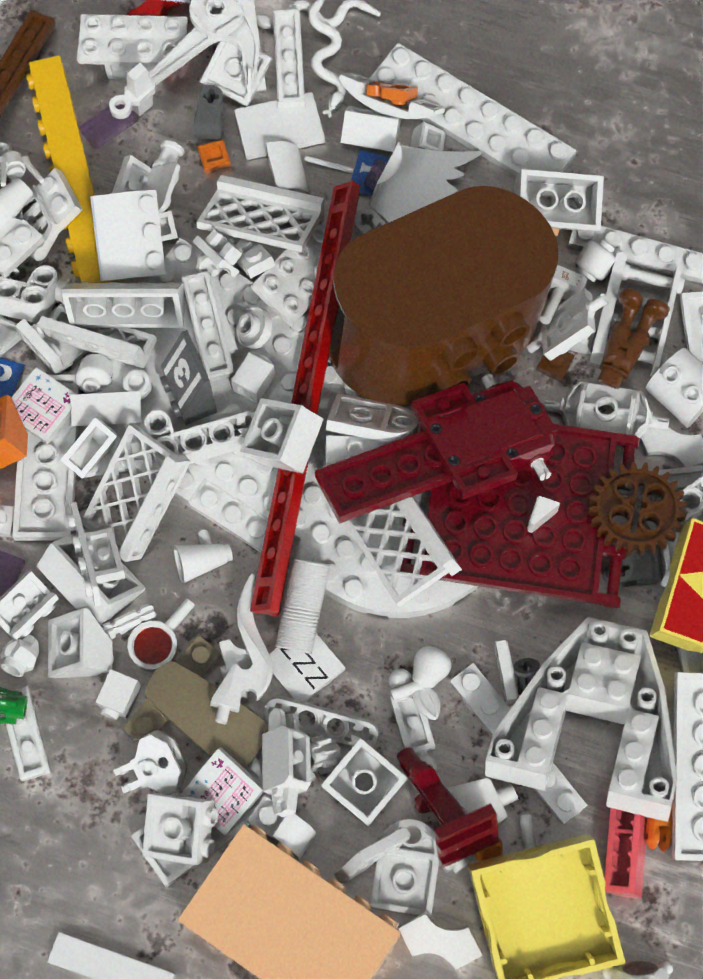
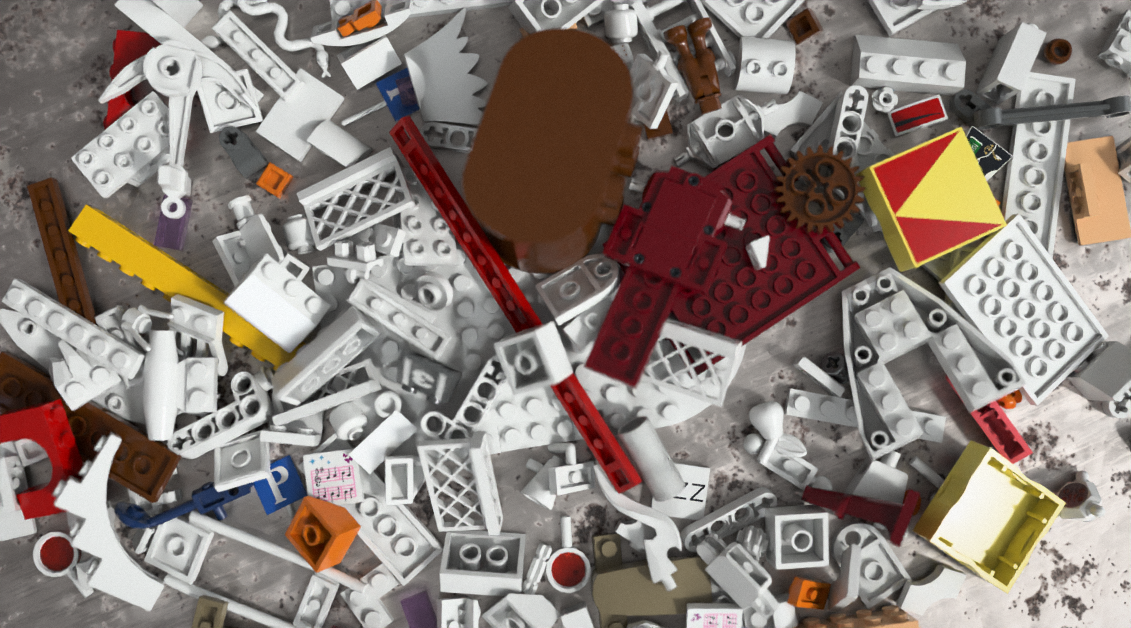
camera: 50 degrees left, 15 degrees up
(99, 555) = (480, 550): white bracket -> none
(191, 207) = (298, 234): none -> white head
(226, 566) = (573, 475): none -> white plate
(253, 377) = (467, 327): white brick -> none
(331, 839) = (808, 593): none -> orange plate
(428, 137) = (416, 31): white slope -> none

